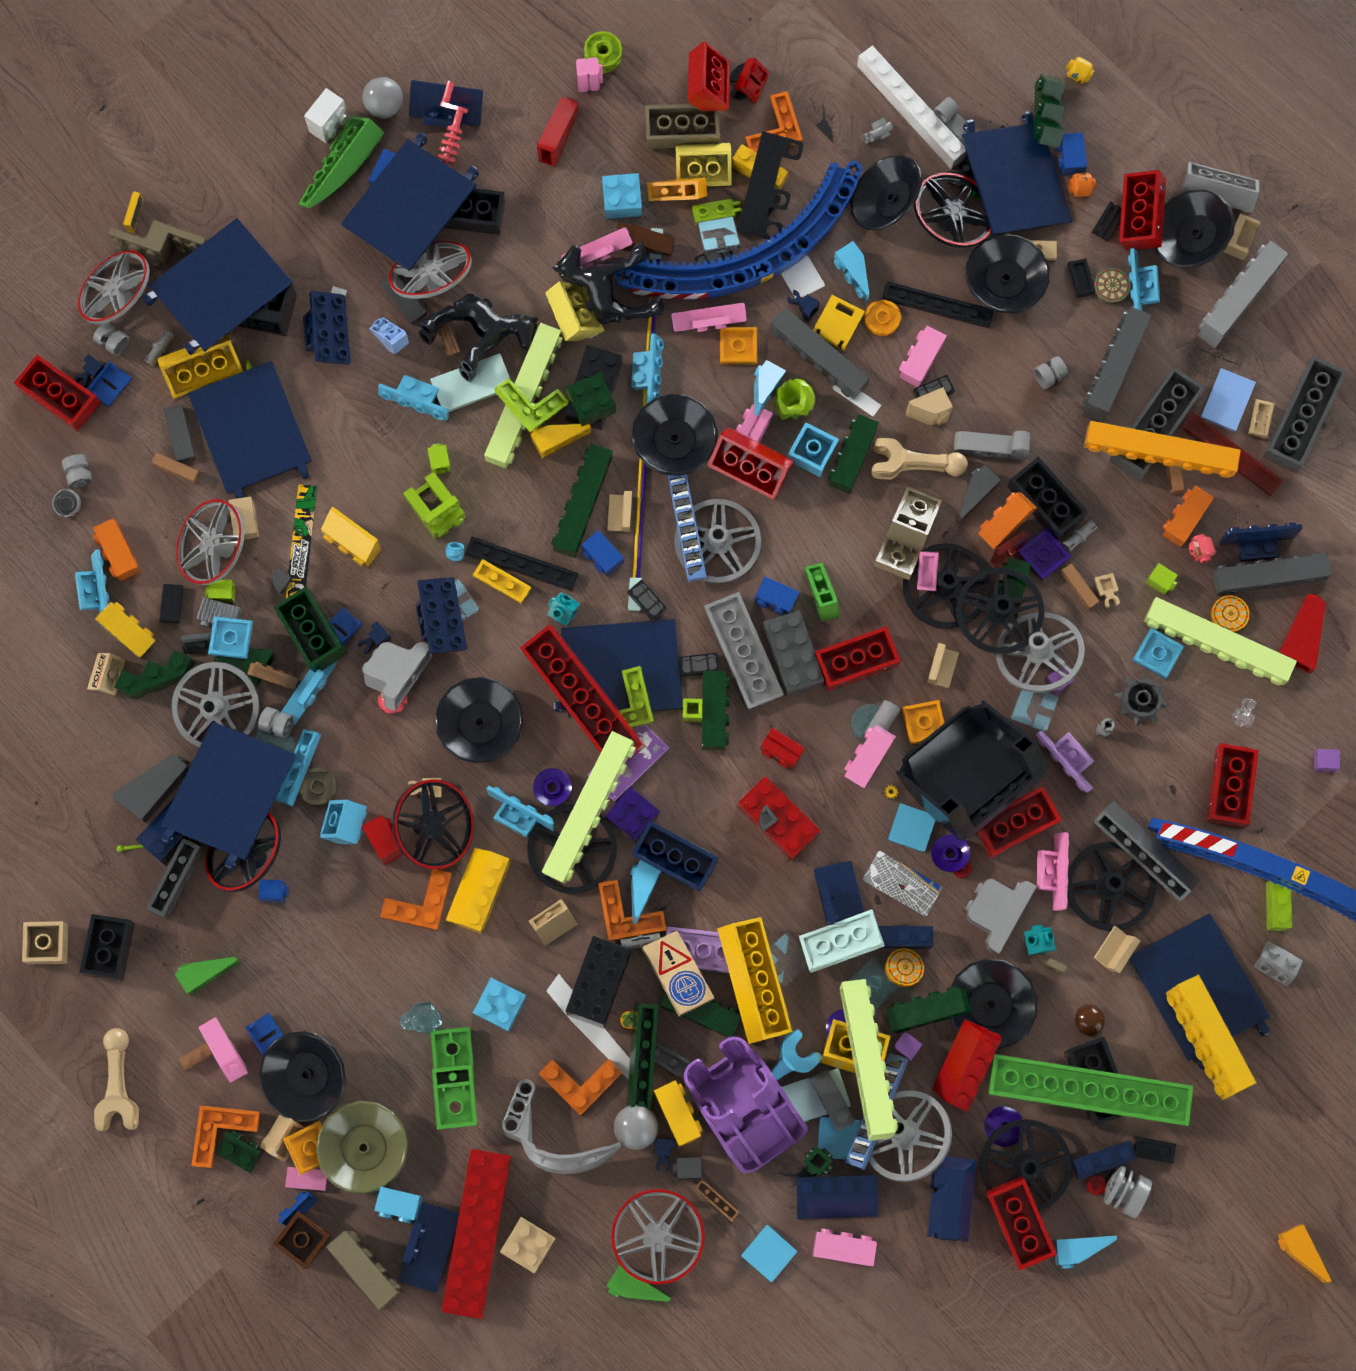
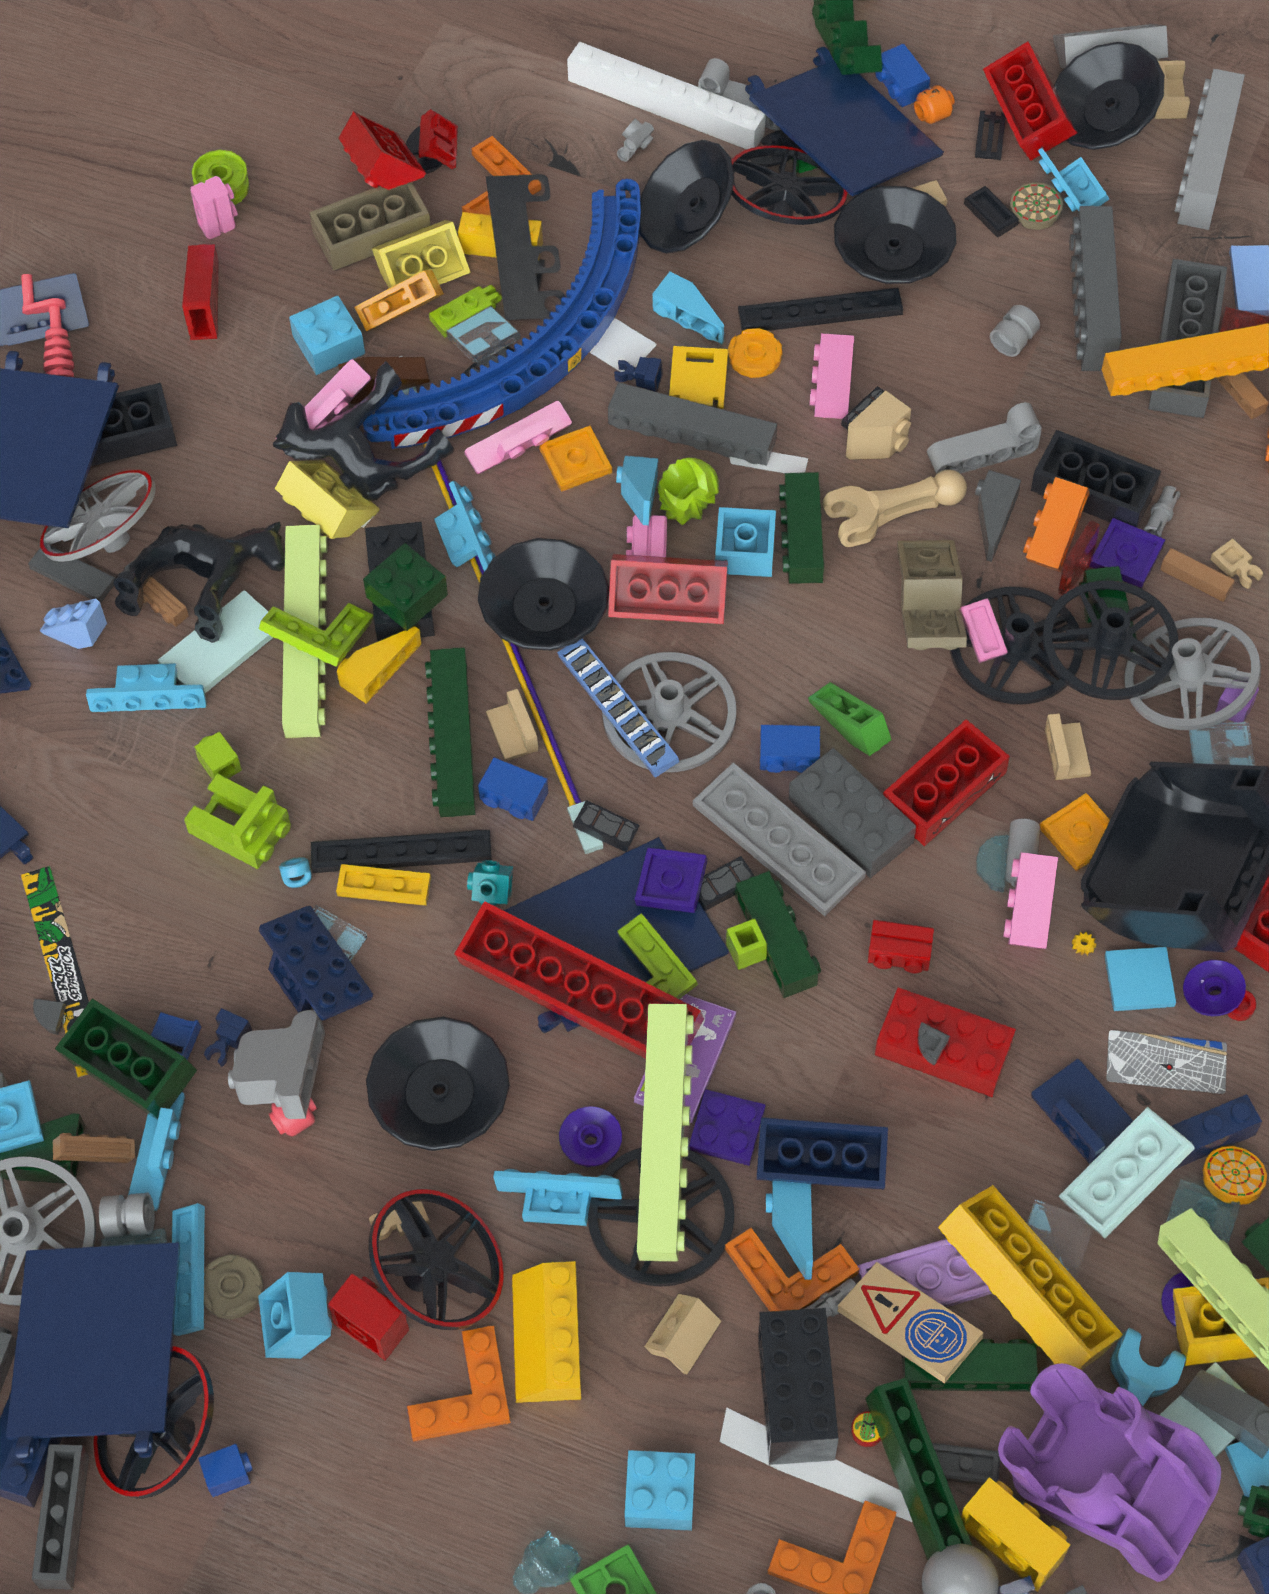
camera: 20 degrees left, 15 degrees down
(350, 538) = (131, 909): yellow slope -> none
(667, 651) = (671, 880): none -> dark purple plate

